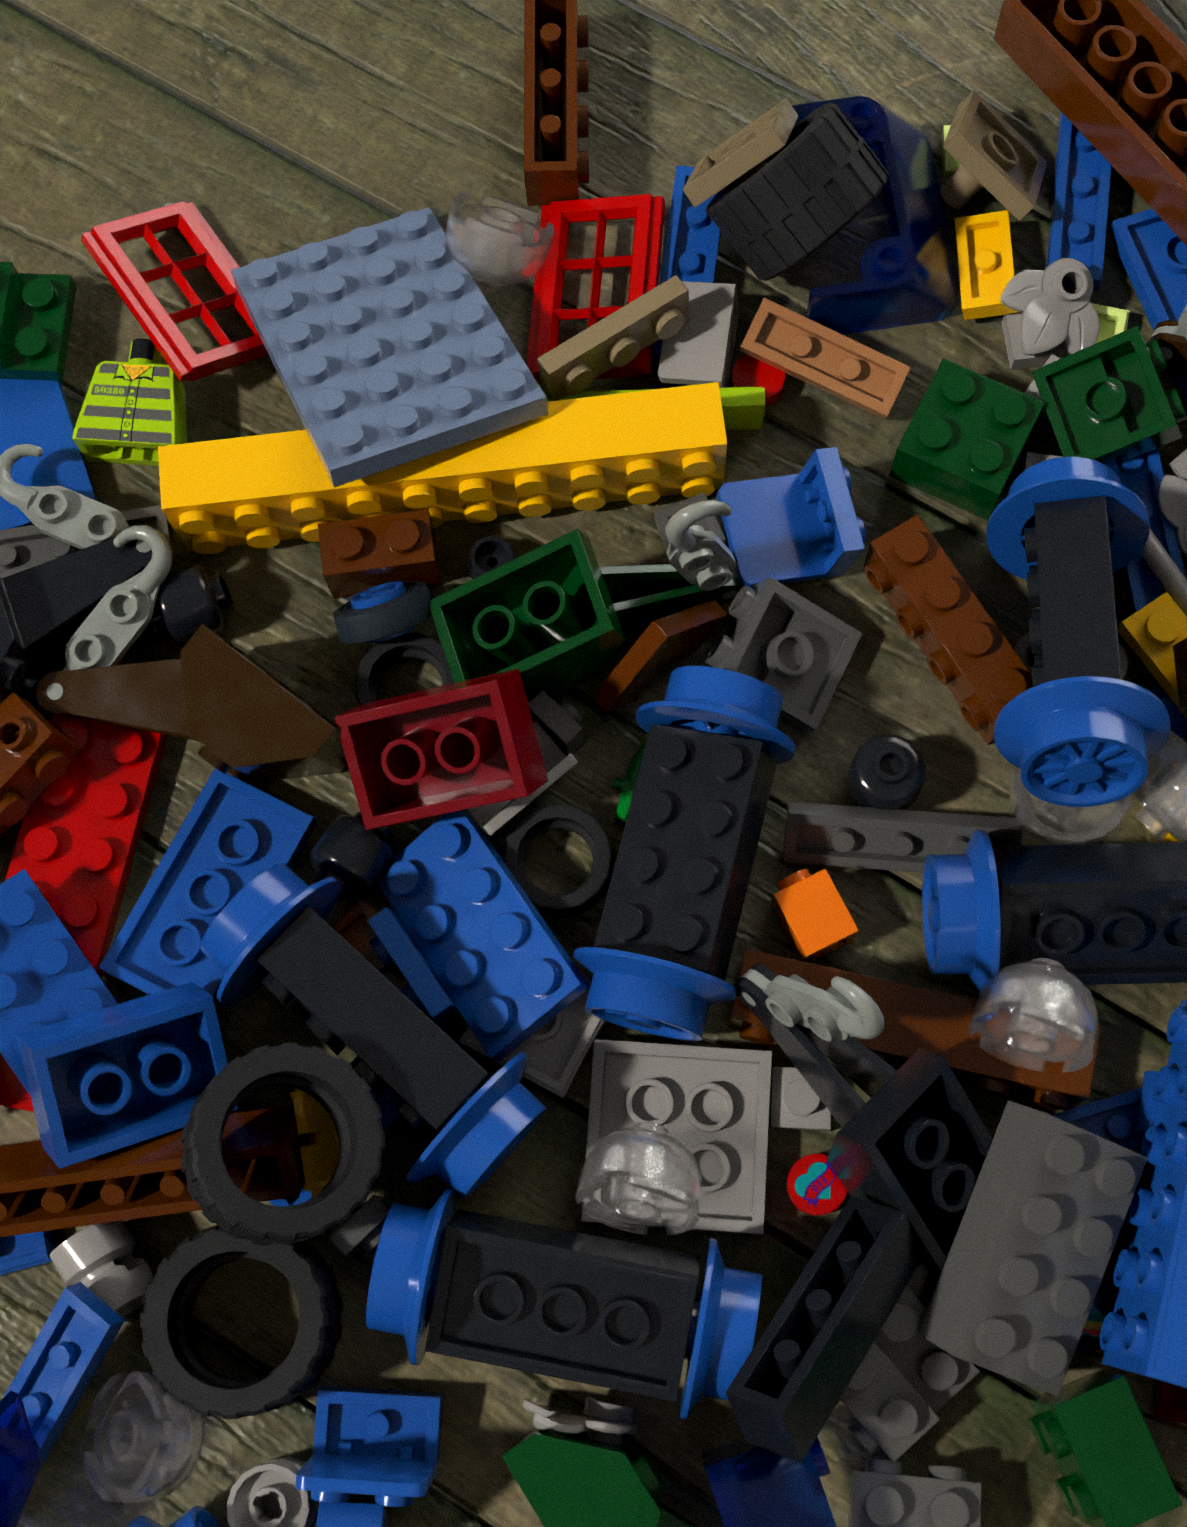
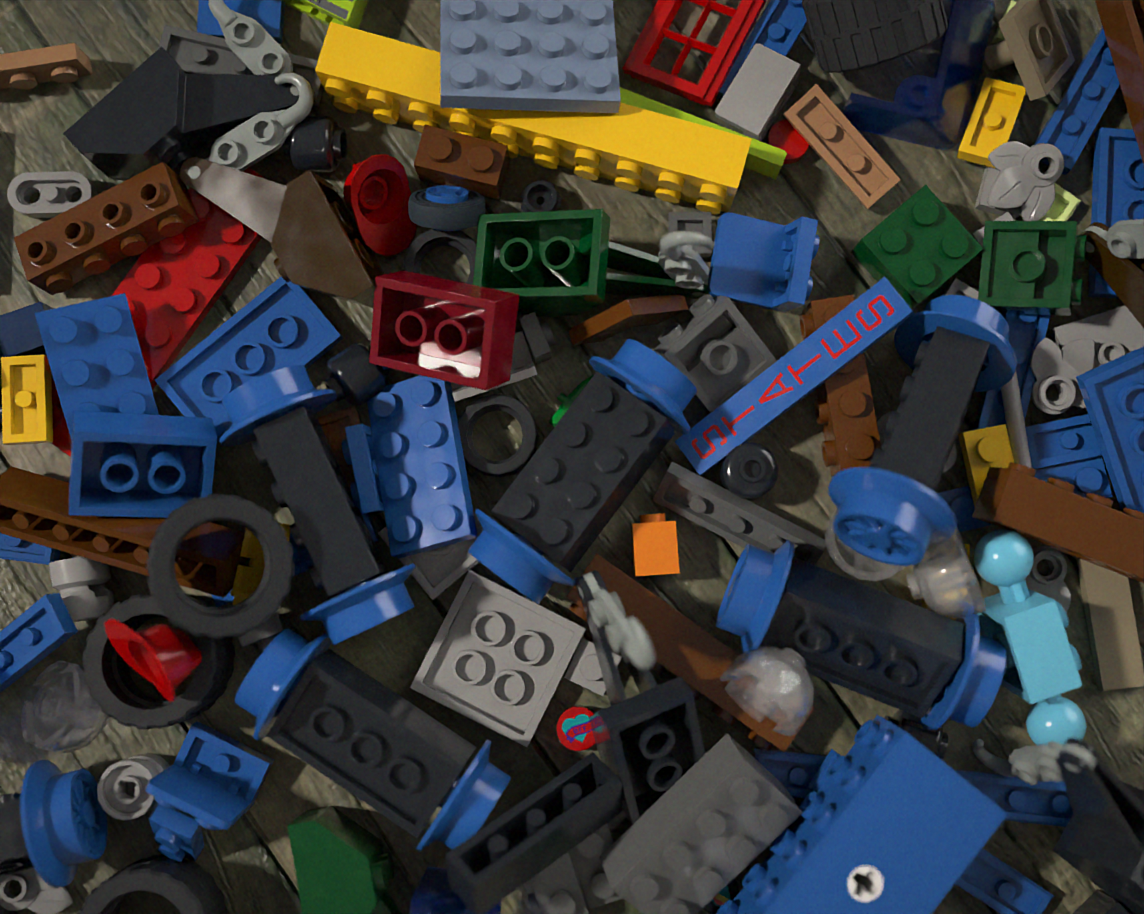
camera: 20 degrees right, 10 degrees up
(237, 1304) = (157, 653): none -> red piece
(300, 639) = (379, 199): none -> red piece
(601, 1420) = (348, 815): light grey plate -> none
(614, 339) = (693, 73): dark tan plate -> none
(640, 1179) = (458, 680): clear cylinder -> none
(891, 637) = (795, 376): none -> blue tile

